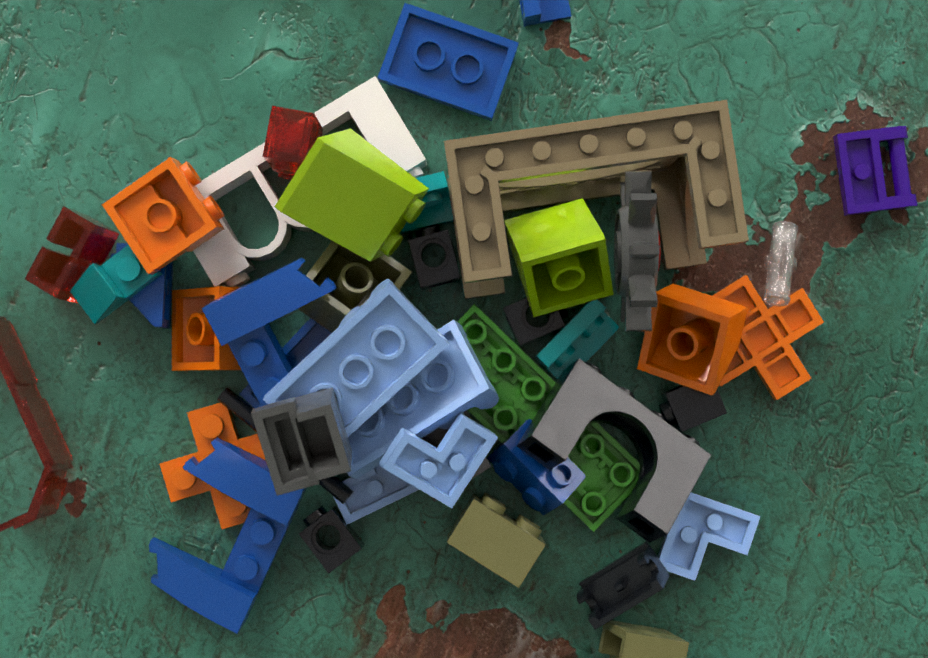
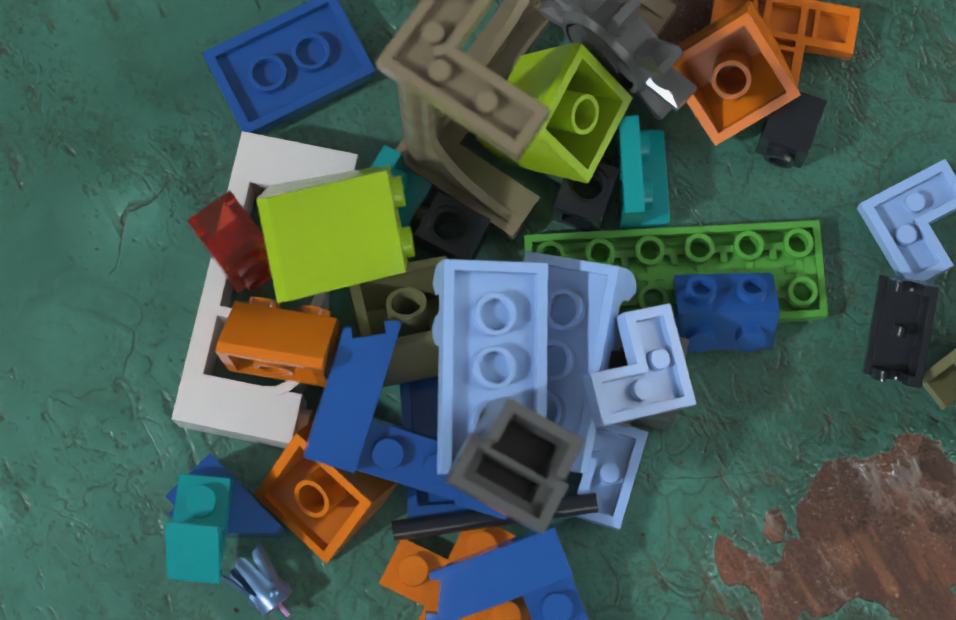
camera: 50 degrees left, 10 degrees down
(90, 243) = (136, 525): clear red piece -> none
(117, 354) = (263, 590): none -> flat silver piece
(164, 214) = (184, 420): orange plate -> none
(260, 228) = (279, 342): none -> orange slope
(330, 556) = (639, 544): black brick -> none
(496, 539) = (758, 399): olive brick -> none
(666, 457) = (818, 188): arch -> none

